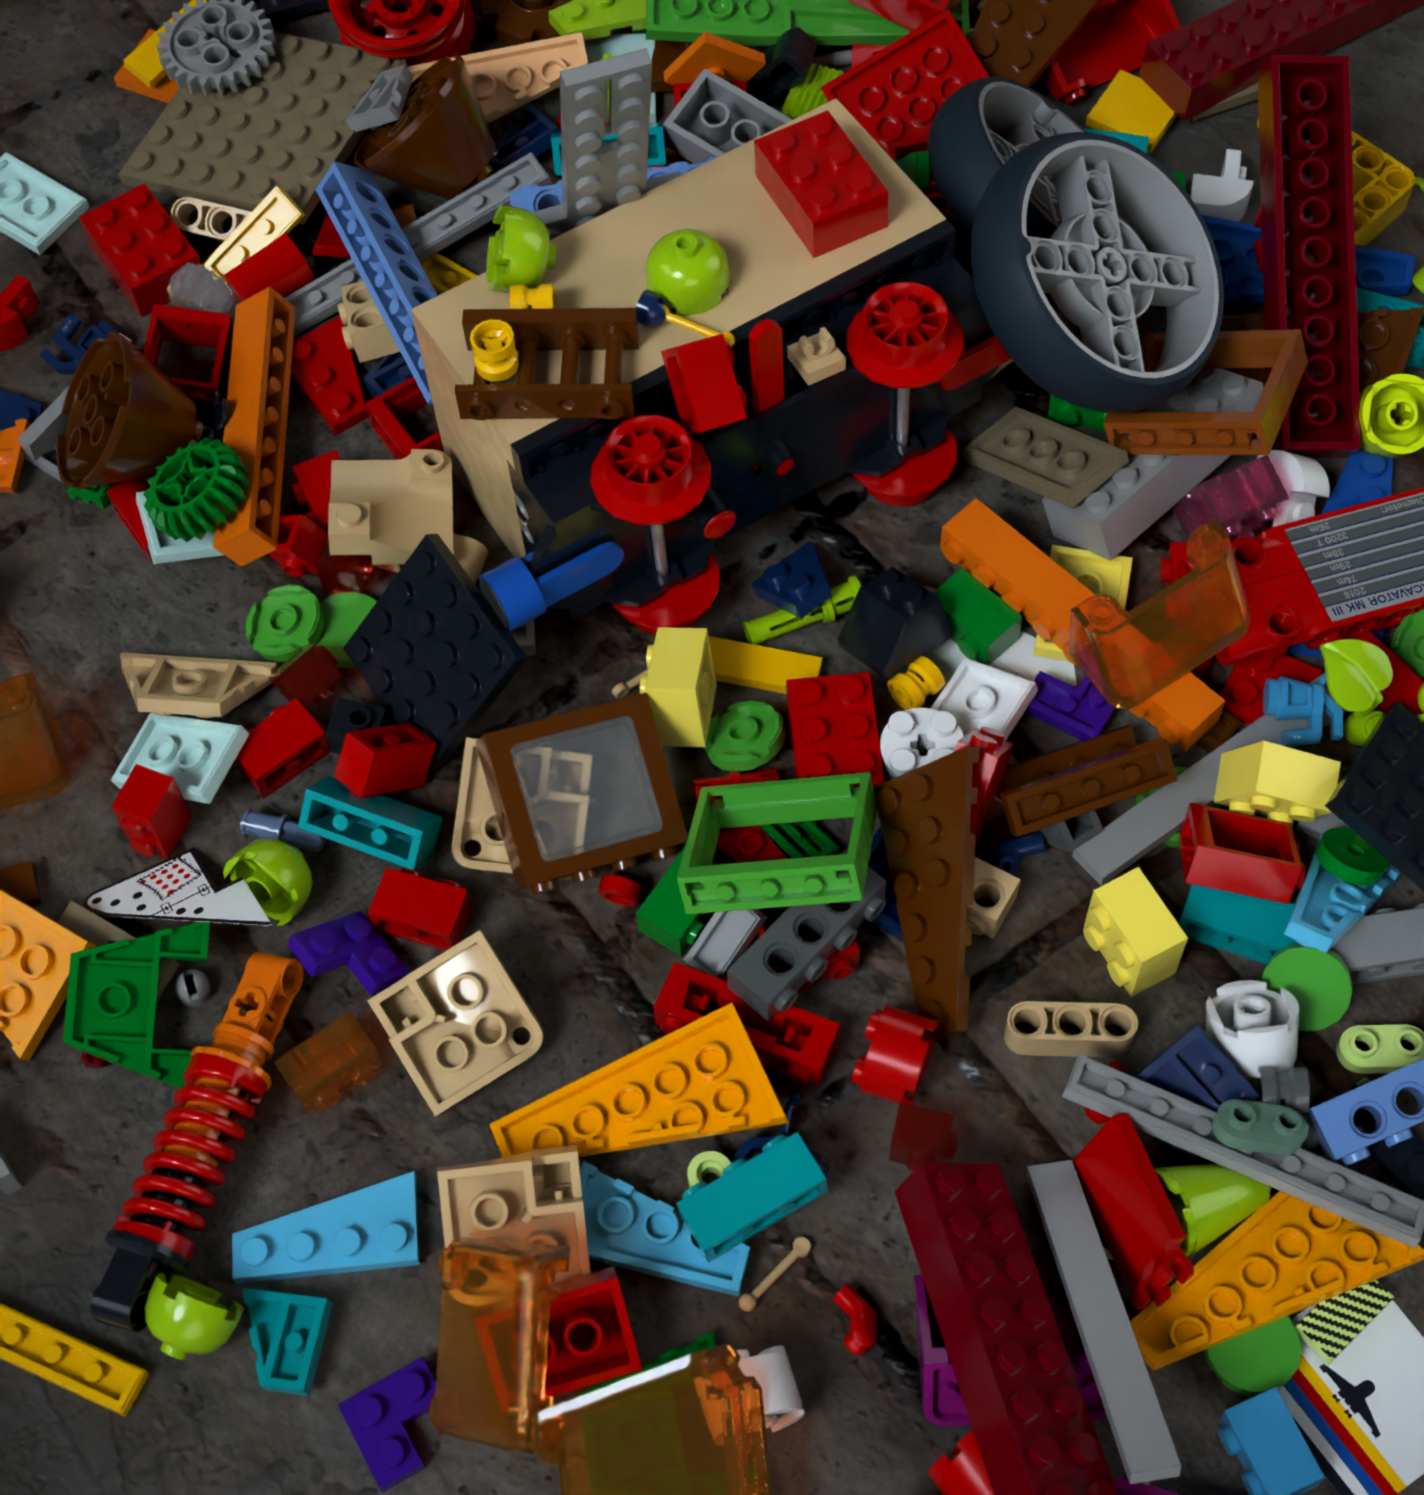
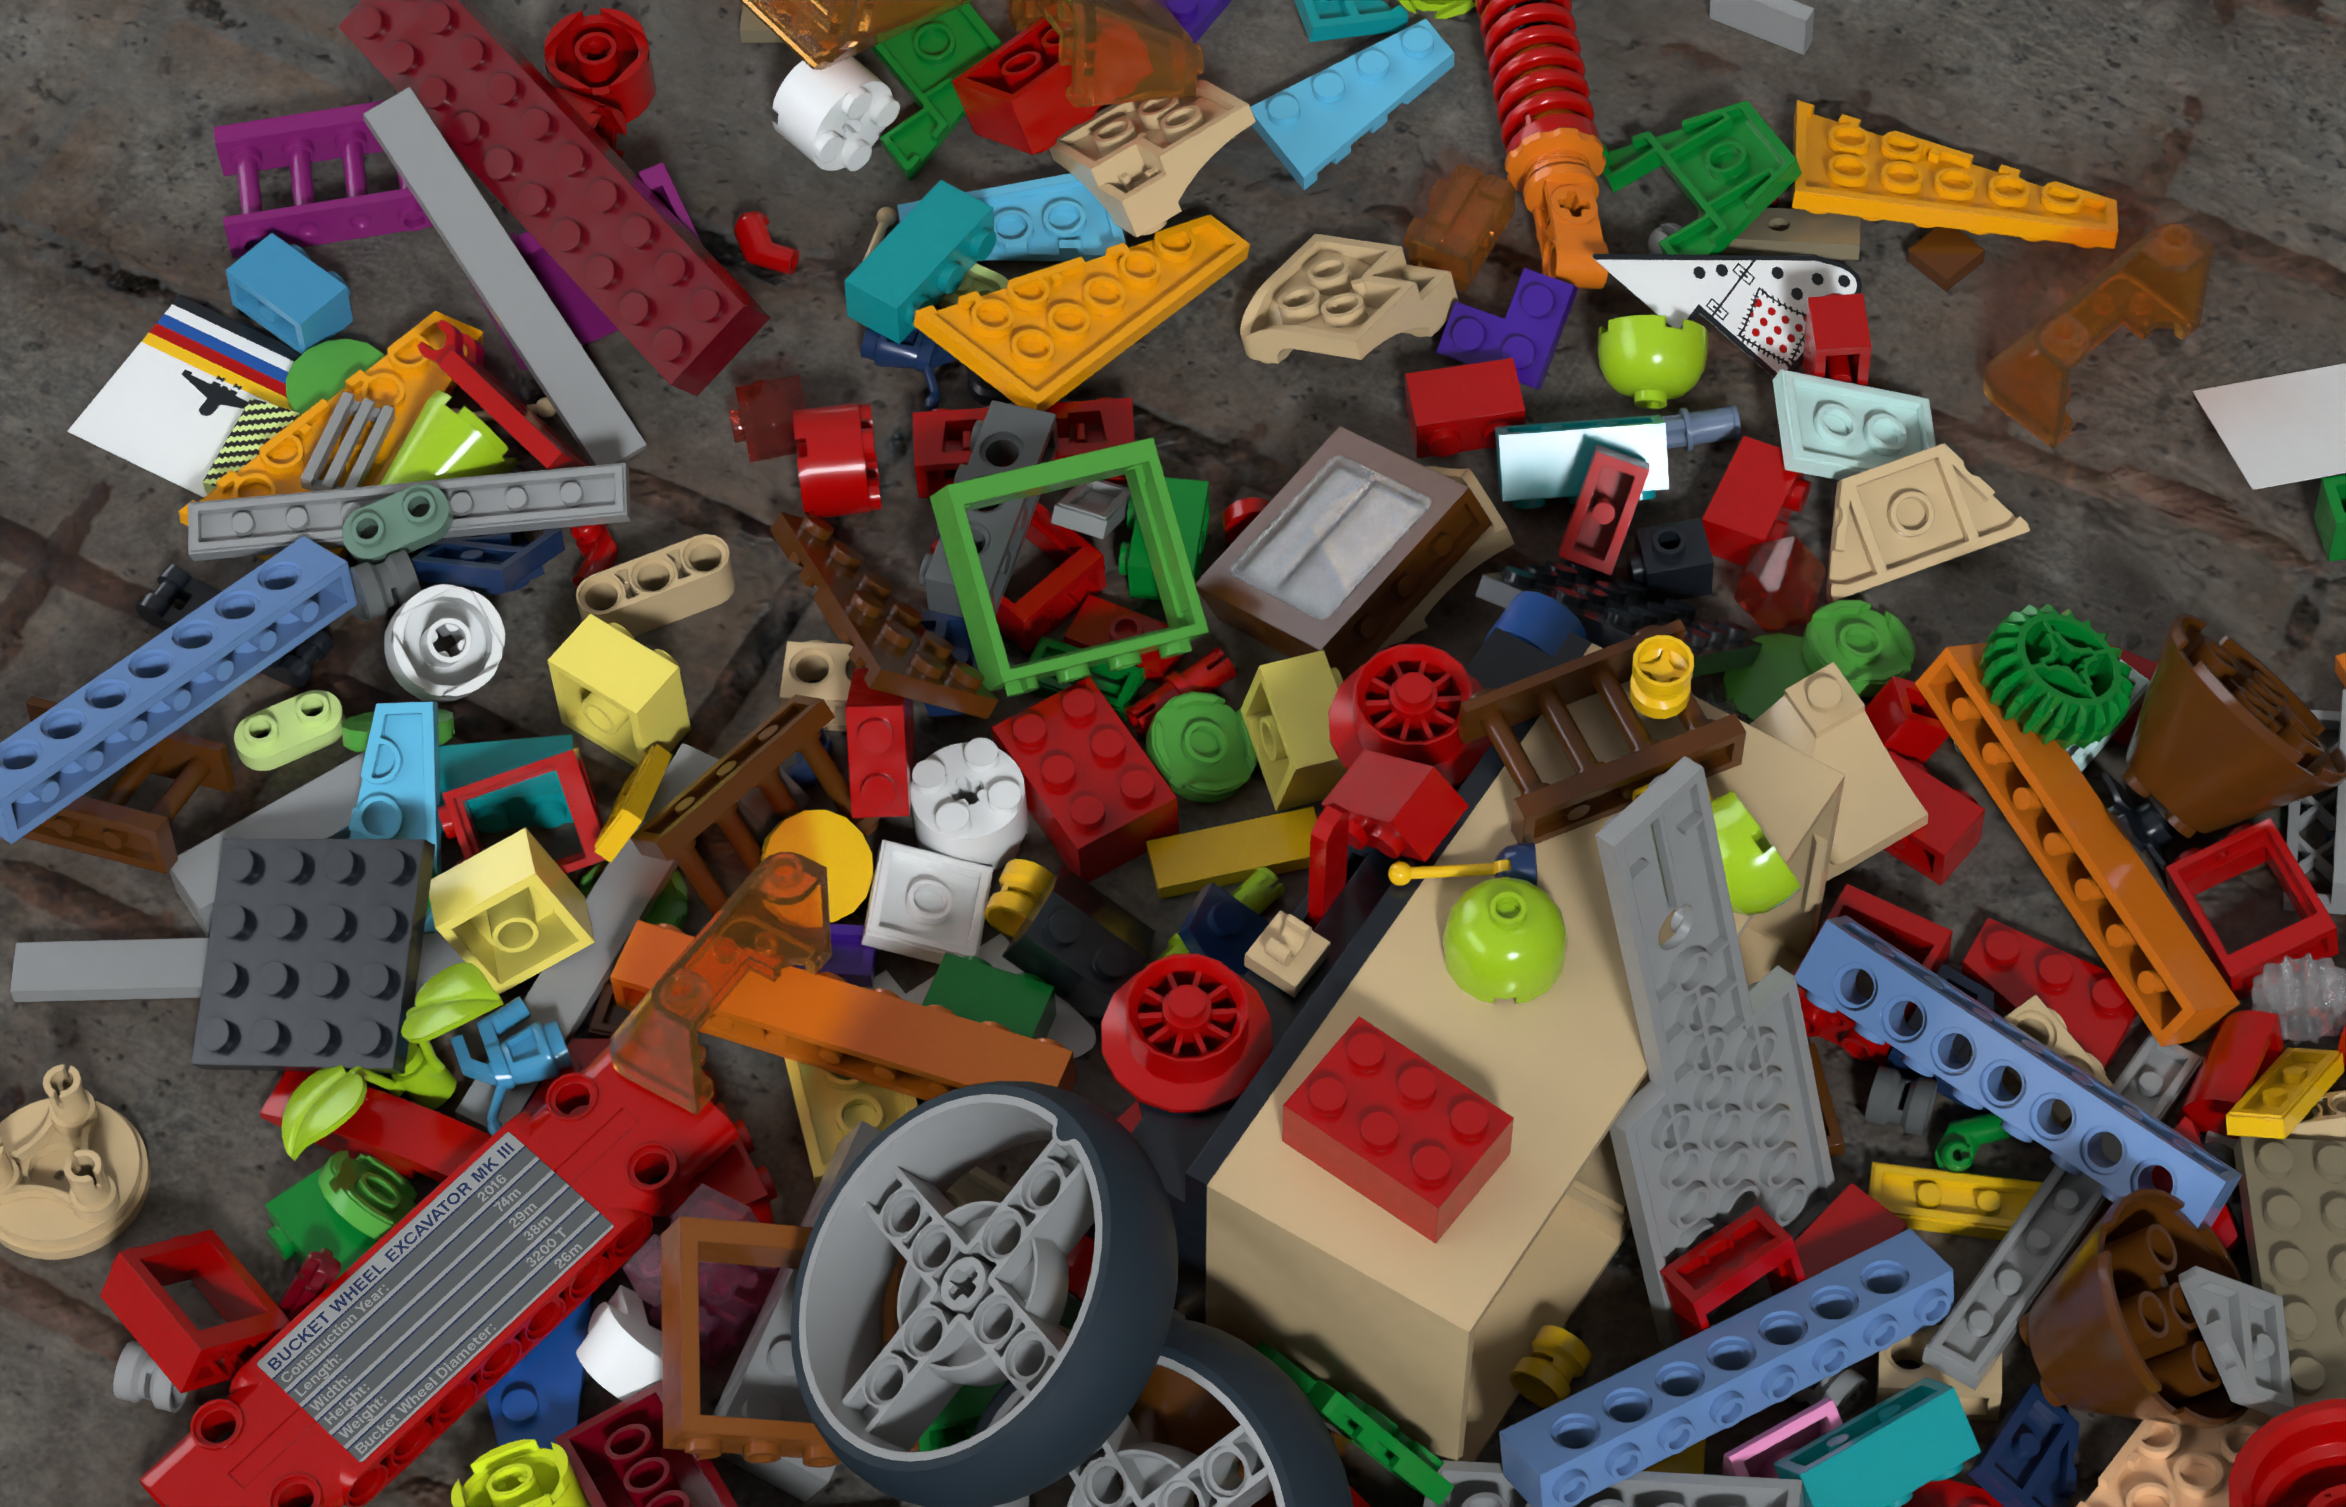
camera: 155 degrees right, 5 degrees down
(1049, 744) = (834, 844): none -> yellow tile
(1162, 824) = (632, 802): none -> yellow tile
(1293, 1224) = (363, 413): none -> light grey tile

